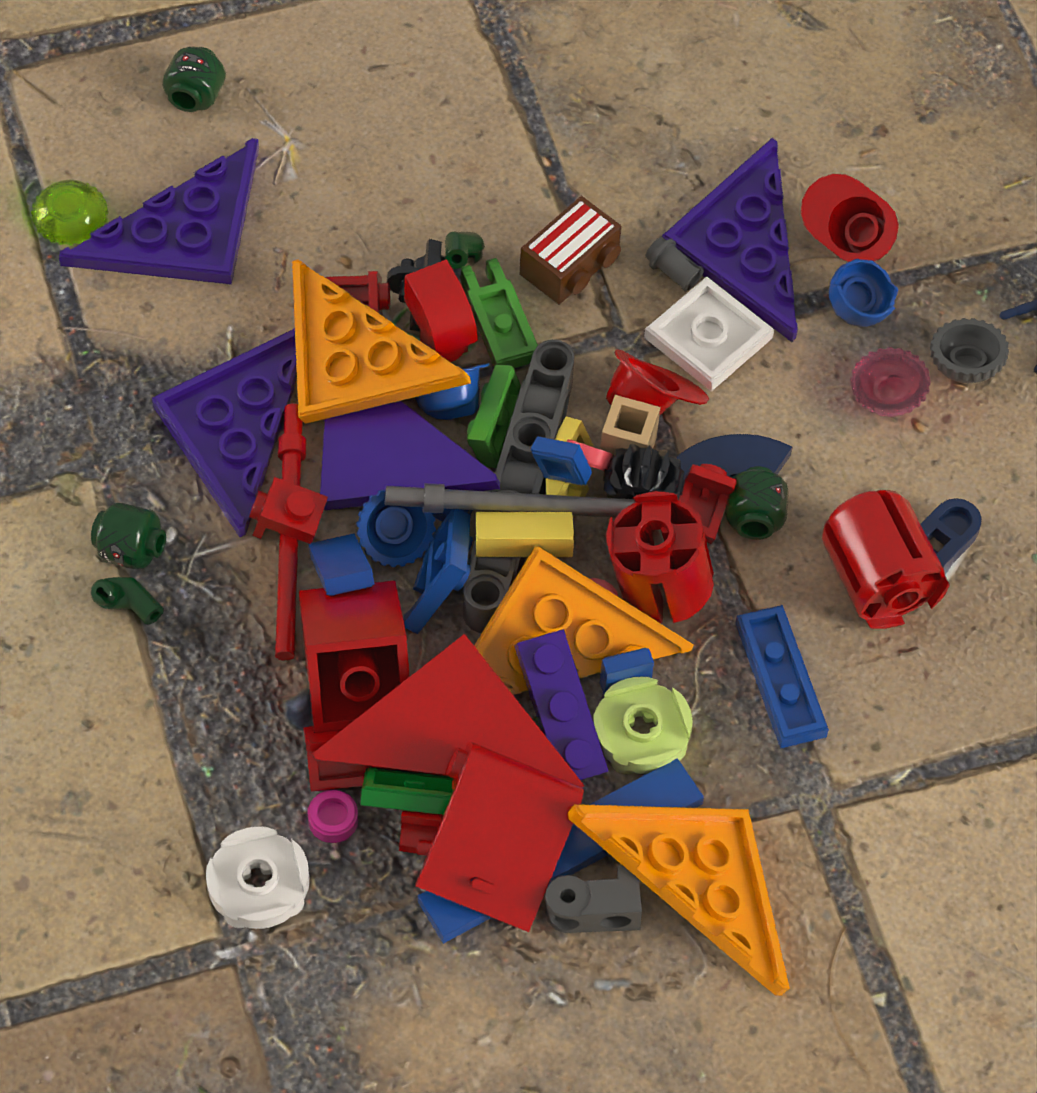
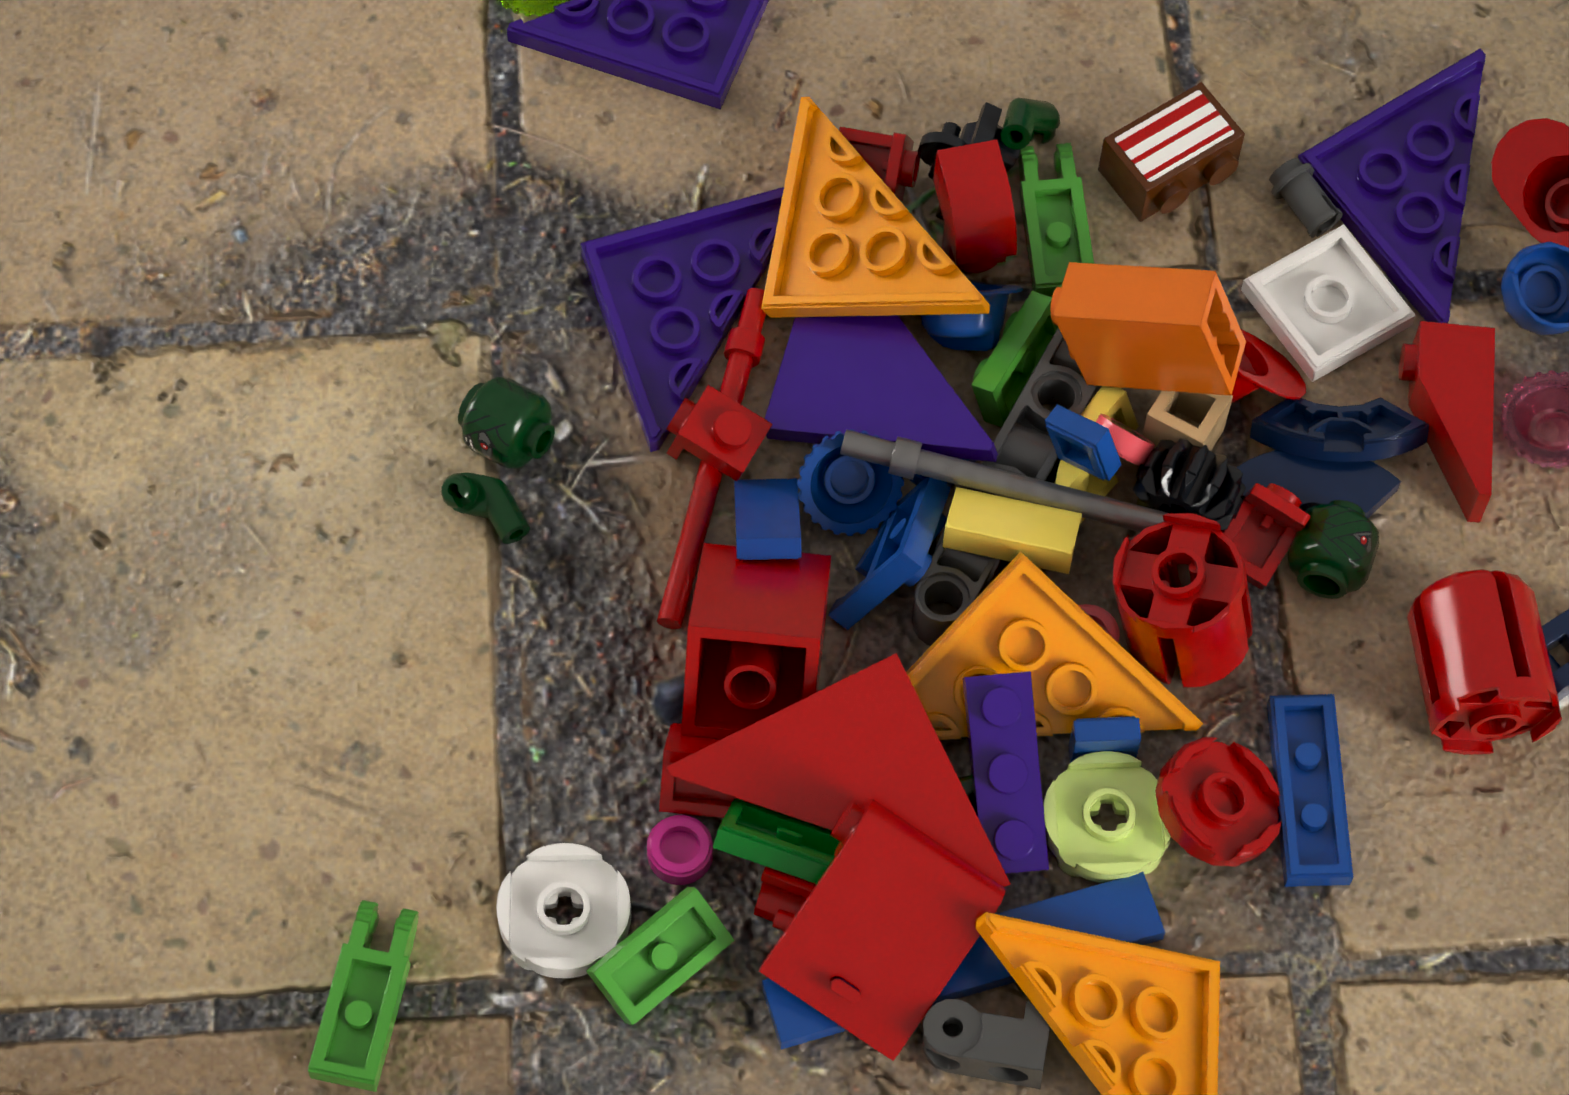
camera: 15 degrees right, 5 degrees up
(122, 978) = (363, 1002): none -> bright green hinge
(338, 893) = (660, 955): none -> bright green plate
(590, 368) = (1149, 327): none -> orange brick
(719, 697) = (1218, 802): none -> red tile
(740, 421) = (1339, 432): none -> dark blue tile
(817, 386) = (1454, 393): none -> red slope

